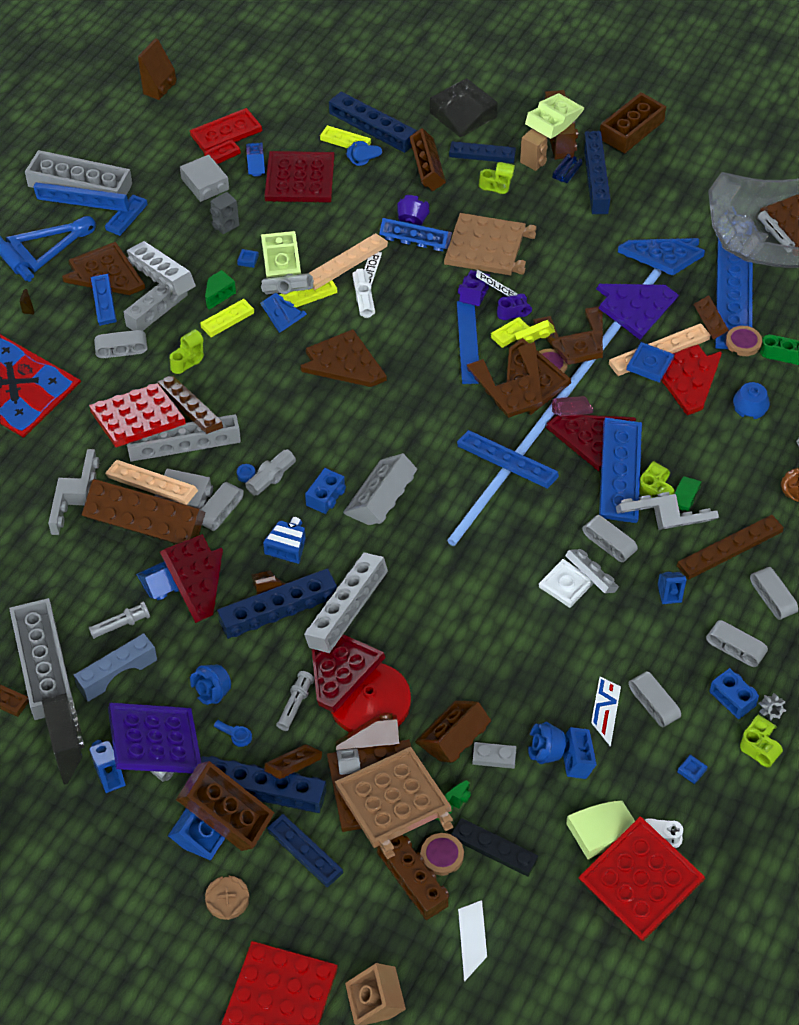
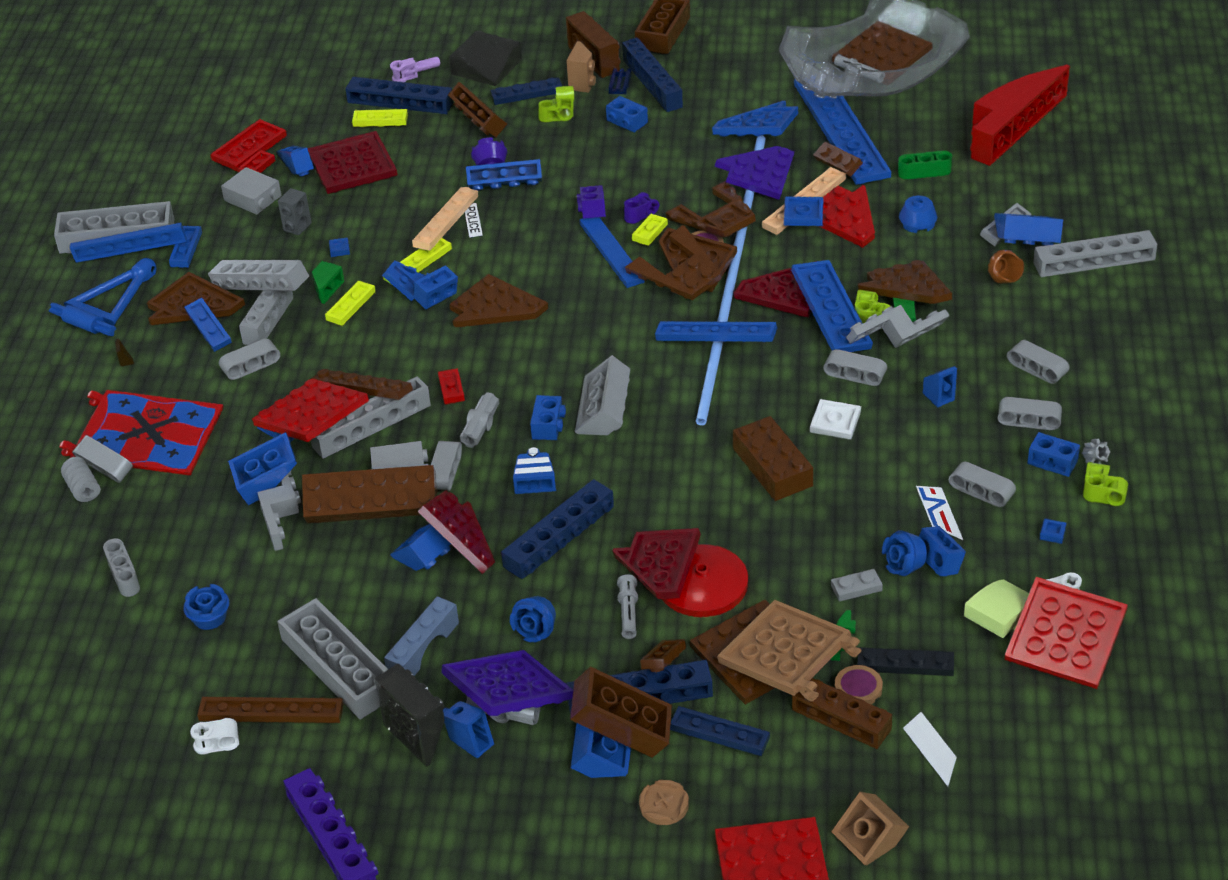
camera: 20 degrees left, 10 degrees down
(71, 456) = (262, 467): none -> blue slope
(129, 617) = (406, 593): light grey pin -> none
(152, 482) = (375, 459): light nougat plate -> none
(156, 71) = (146, 111): reddish brown slope -> none
(188, 353) = (329, 343): lime piece -> none
(240, 735) = (588, 655): blue plate -> none
(245, 472) = (452, 430): blue tile -> none
(265, 430) = (451, 386): none -> red plate
(265, 581) = (533, 514): reddish brown slope -> none
(280, 254) = (373, 232): yellowish green slope -> none
(294, 282) = (409, 248): light grey piece -> none
(300, 328) = (435, 287): none -> blue brick
(346, 602) = (630, 503): light grey brick -> none
(348, 761) = (717, 636): light grey slope -> none
(362, 152) = (405, 123): blue piece -> none
(363, 293) = (481, 240): white piece -> none
(375, 732) = (728, 602): slope -> none
(394, 97) = (408, 68): none -> lavender connector
(454, 730) = (806, 575): reddish brown slope -> none
(488, 244) = (581, 164): medium nougat plate -> none
(489, 603) = (773, 458): none -> reddish brown brick
(494, 284) = (601, 188): white sticker -> none
(536, 332) = (678, 218): neon yellow plate -> none
(553, 115) = (588, 32): yellowish green slope -> none
(553, 206) = (626, 114): none -> blue brick
(571, 406) = (749, 270): clear pink slope -> none
(592, 570) = (855, 398): light grey plate -> none
(702, 468) = (908, 282): none -> reddish brown wing
(730, 547) = (974, 337): reddish brown plate -> none
(743, 340) = (881, 167): tile -> none

